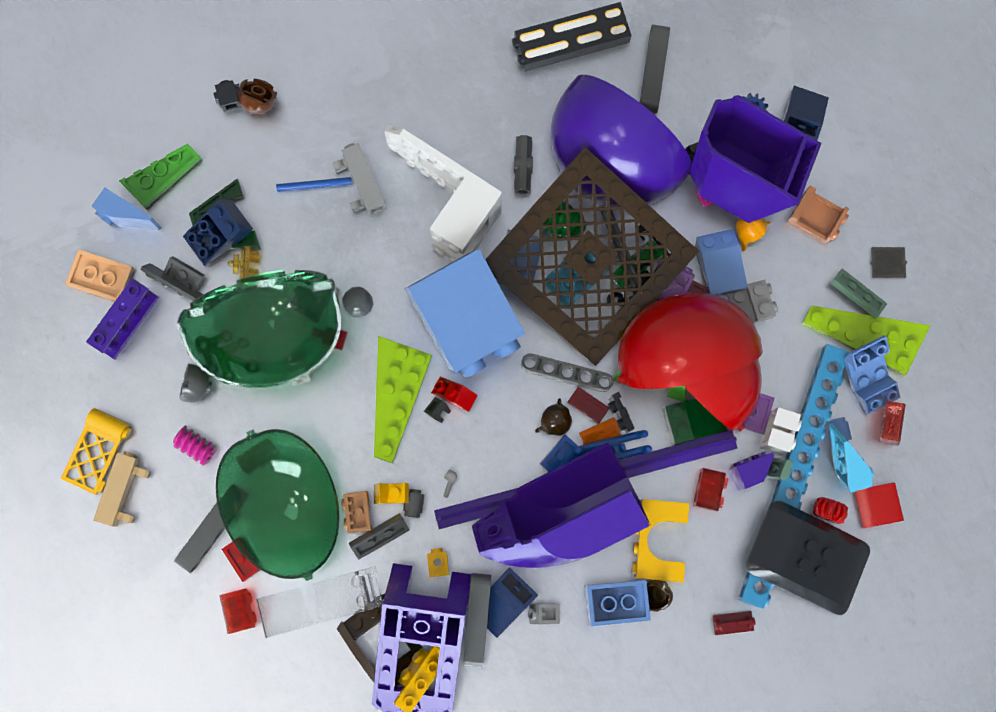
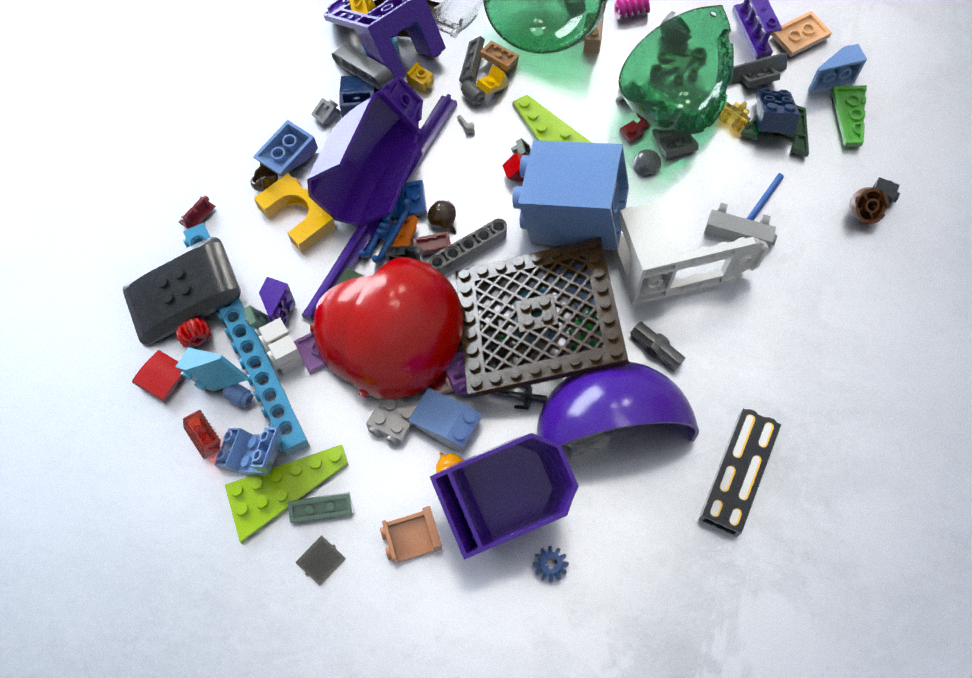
camera: 135 degrees right, 15 degrees down
(654, 67) = (657, 515): dark grey beam -> none
(710, 489) = (294, 270): clear red brick -> none
(806, 111) = (506, 603): dark blue slope -> none

